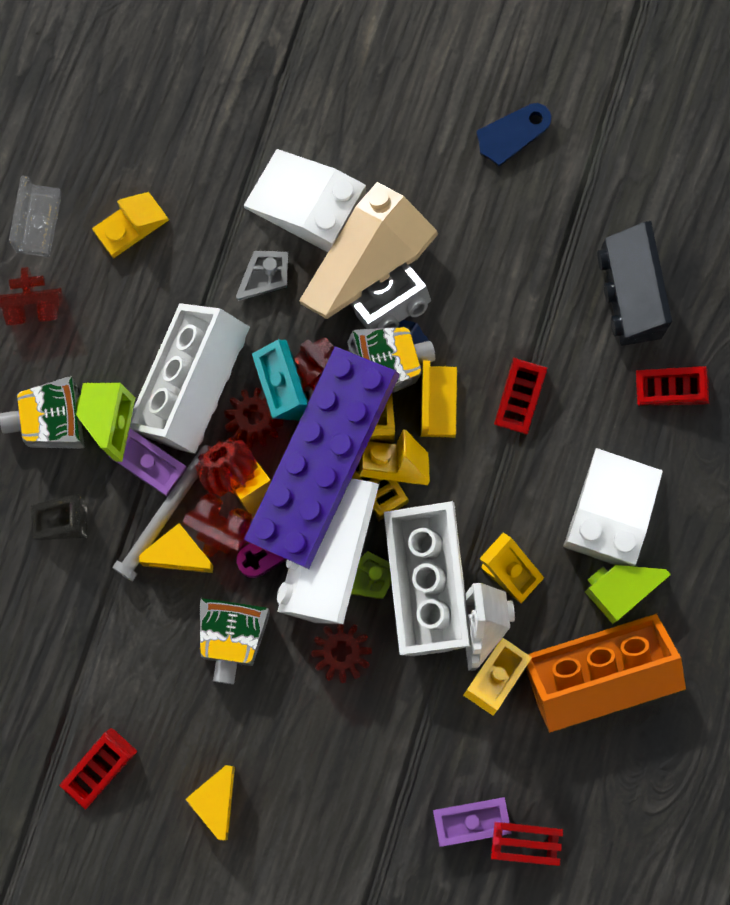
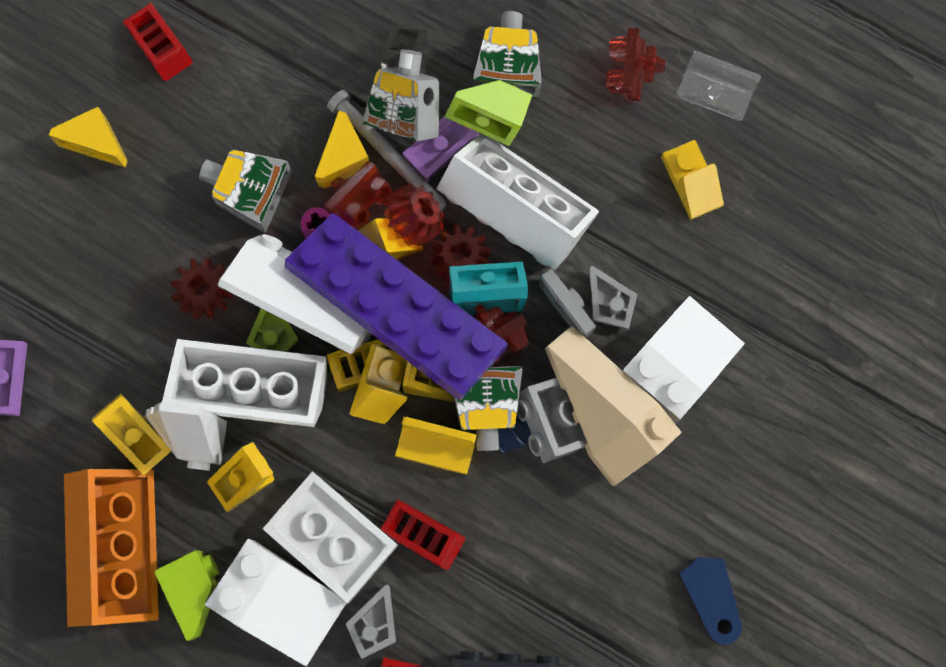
camera: 100 degrees right, 0 degrees up
(117, 498) = (404, 100): none -> torso
(277, 311) = (567, 303): none -> light grey plate
(544, 474) = (330, 537): none -> white plate
(610, 418) = (373, 624): none -> light grey piece

